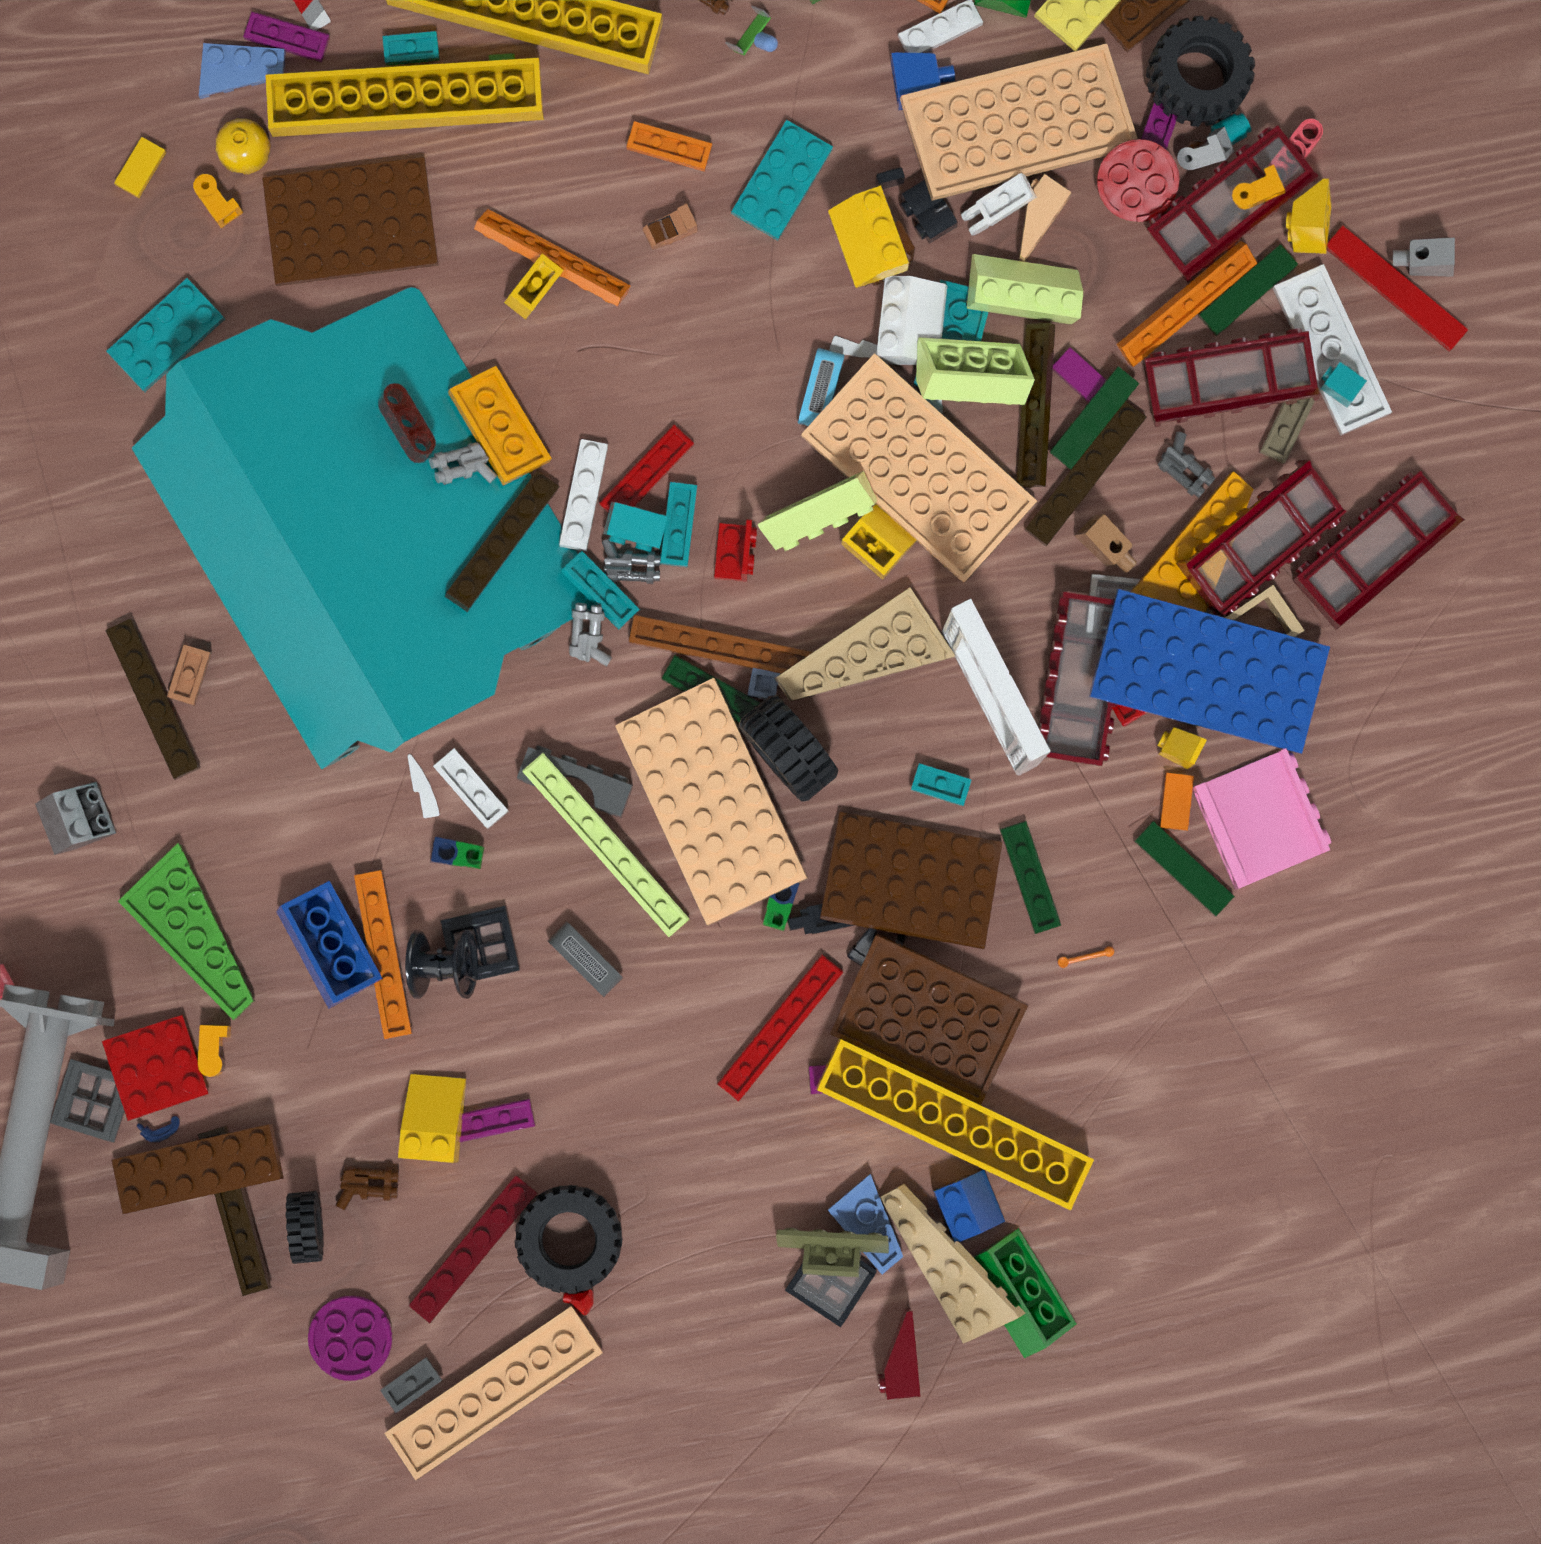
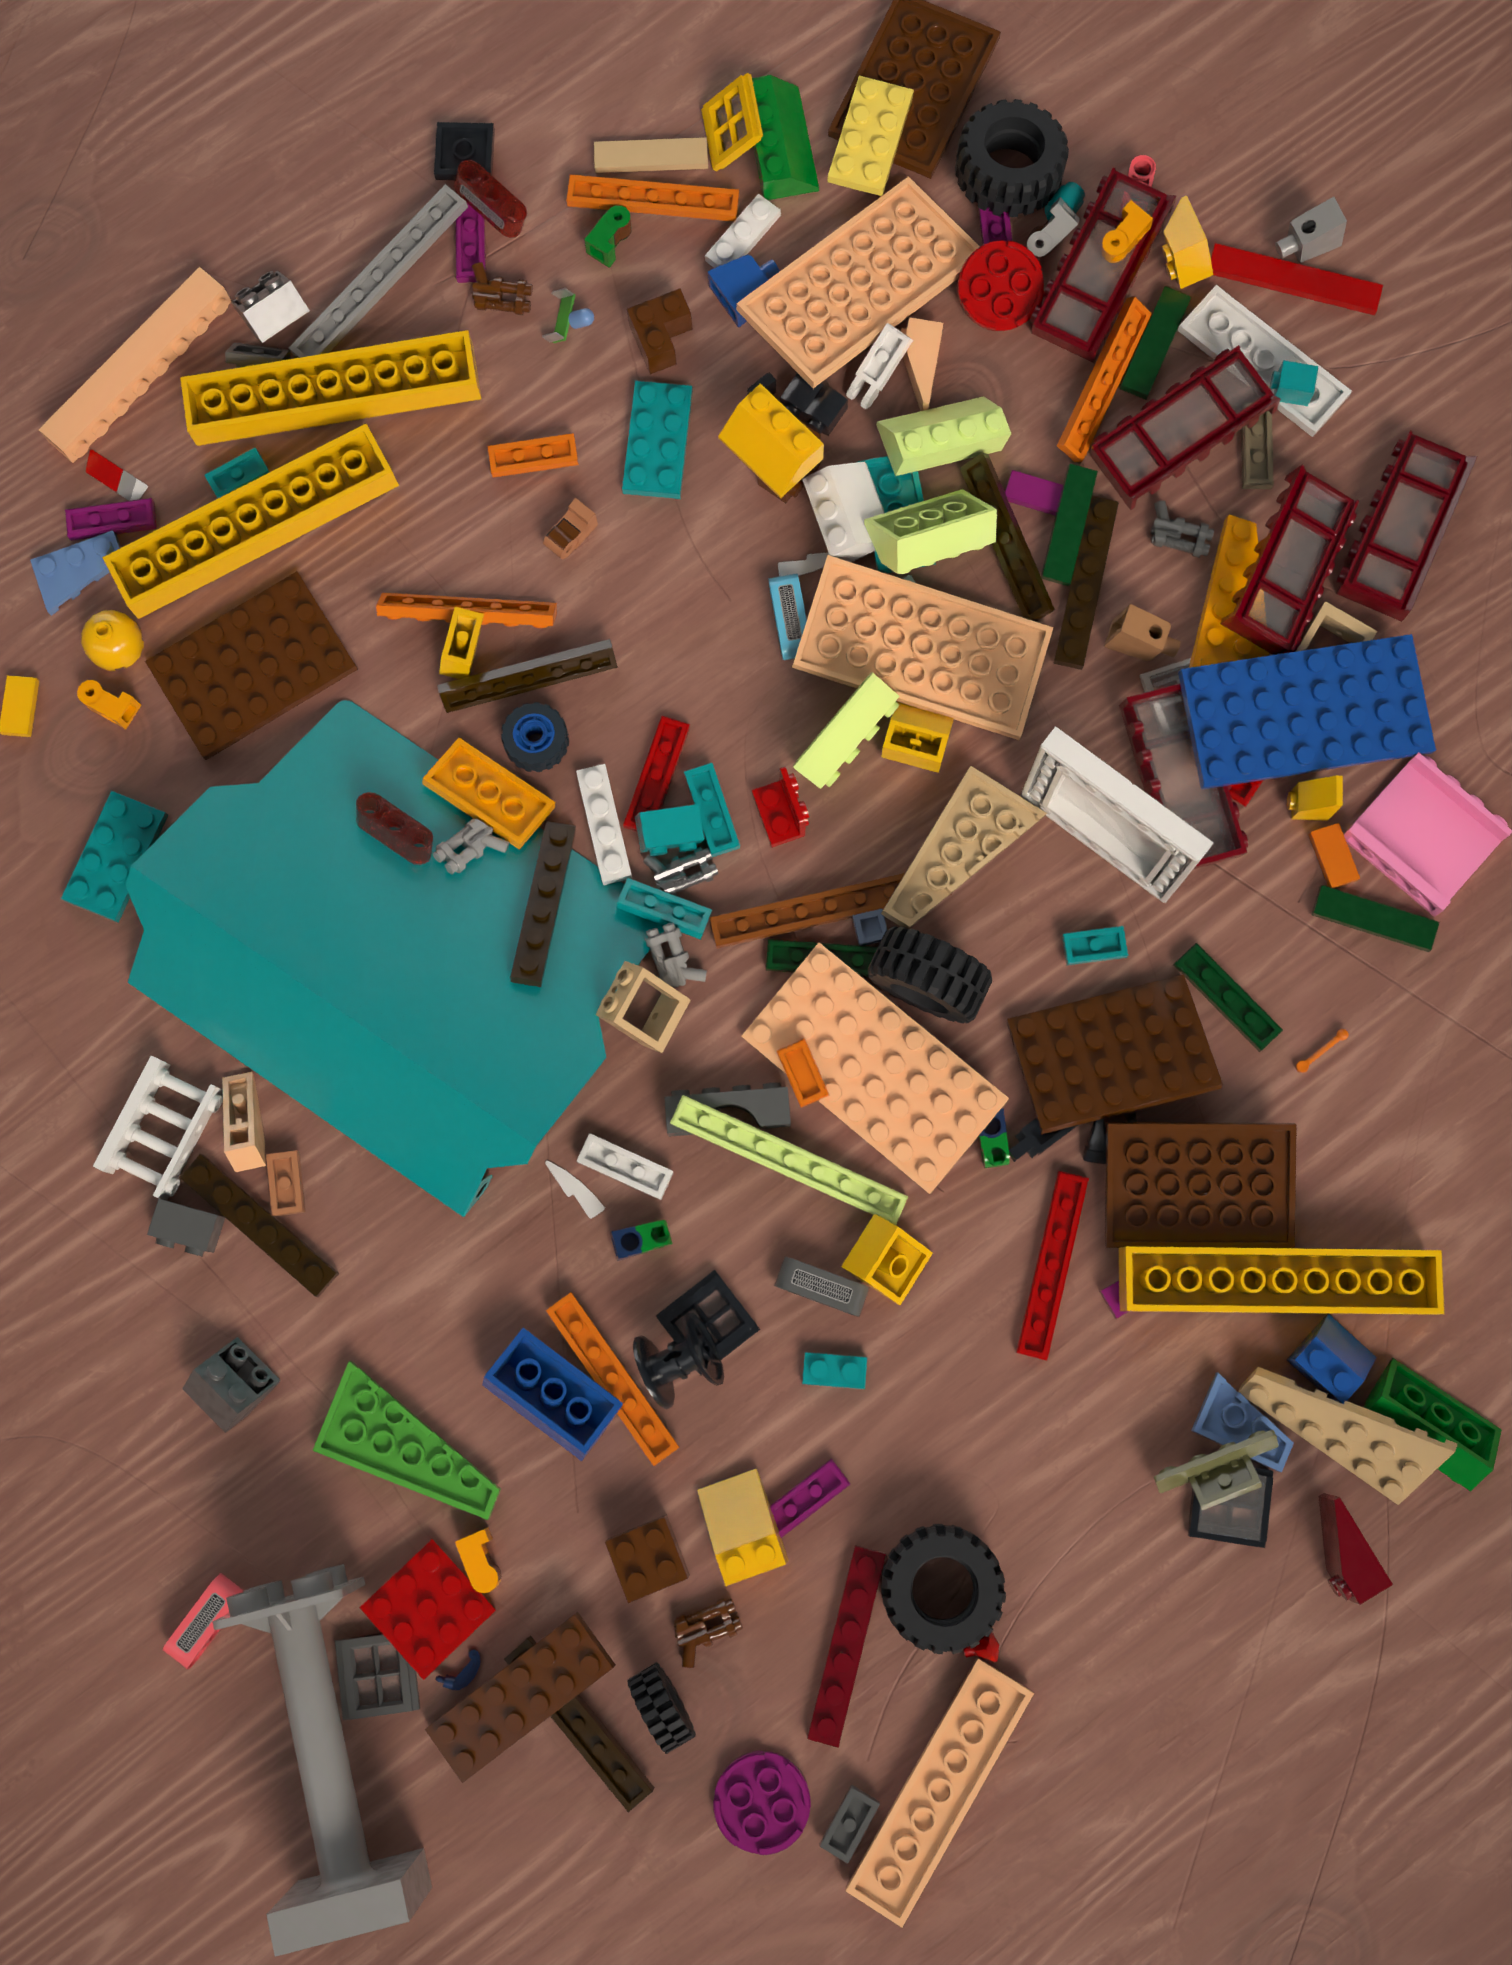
camera: 15 degrees left, 5 degrees down
(80, 572) = (128, 1129): none -> white fence
(93, 673) = (185, 1226): none -> dark grey brick
(176, 609) = (242, 1123): none -> light nougat slope
(346, 1108) = (647, 1558): none -> reddish brown brick
(555, 682) = (663, 1017): none -> tan window
(559, 378) = (528, 721): none -> black wheel
(564, 1030) = (834, 1370): none -> teal plate
(577, 339) = (527, 676): none -> dark brown plate
(648, 961) = (887, 1259): none -> yellow slope
(650, 779) = (803, 1073): none -> orange tile
(826, 77) = (654, 326): none -> reddish brown brick

